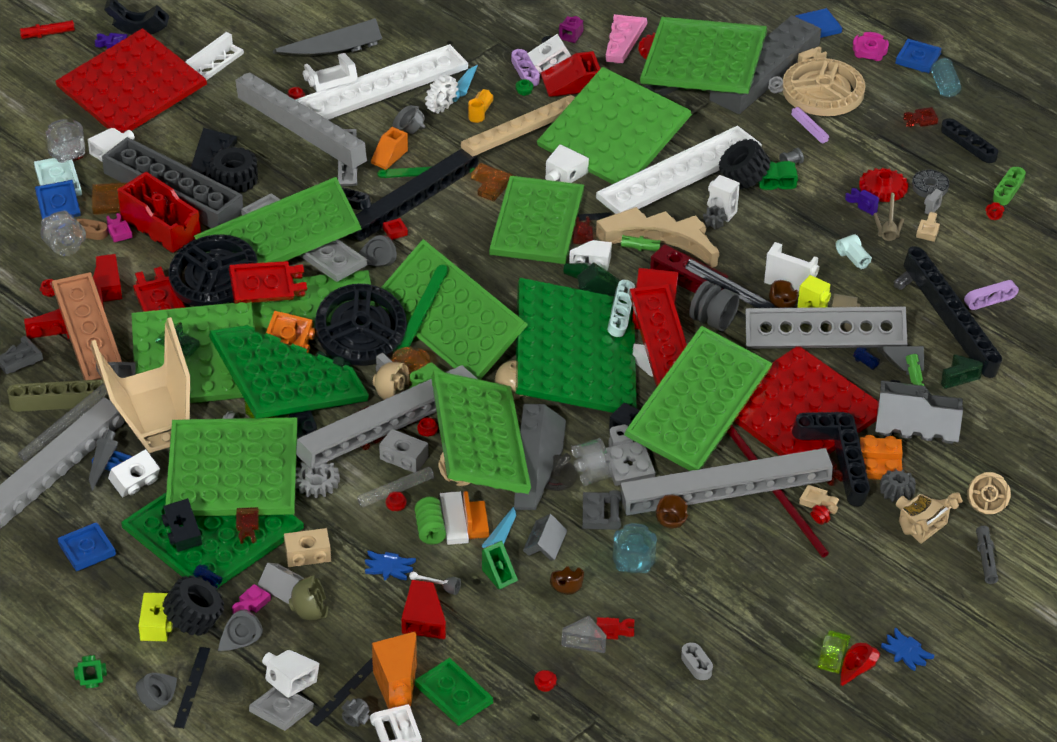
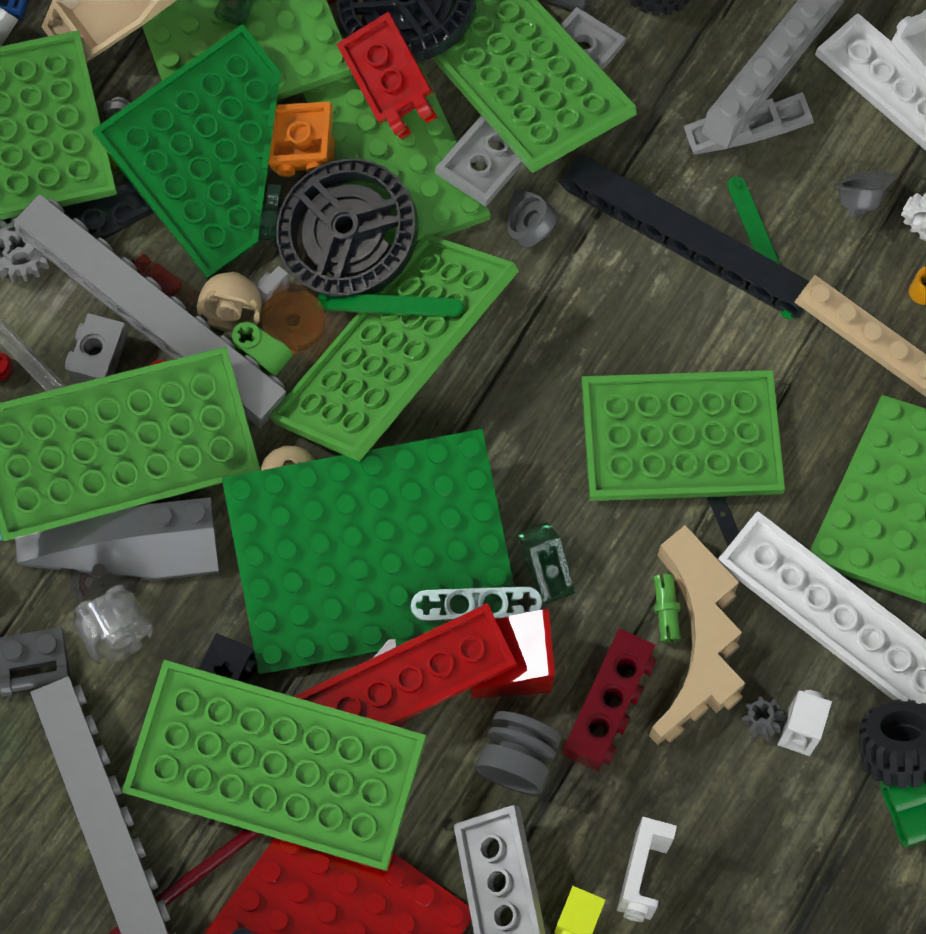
camera: 75 degrees right, 25 degrees up
(295, 93) = (880, 15): red plate -> none
(357, 199) = (641, 157): black beam -> none
(390, 148) = (780, 177): orange slope -> none
(395, 228) = (597, 230): red plate -> none
(493, 181) = (761, 353): clear orange plate -> none
(566, 165) = (825, 450): white torso -> none
(574, 269) = (571, 523): dark green cone -> none
(582, 232) = (673, 513): clear red plate -> none
(592, 251) = (612, 538): white slope -> none
(623, 449) = (145, 662): light grey plate -> none
(671, 511) = (31, 767): reddish brown hair -> none
(713, 277) = (572, 770): black axle -> none
(782, 294) = (591, 866): reddish brown hair -> none

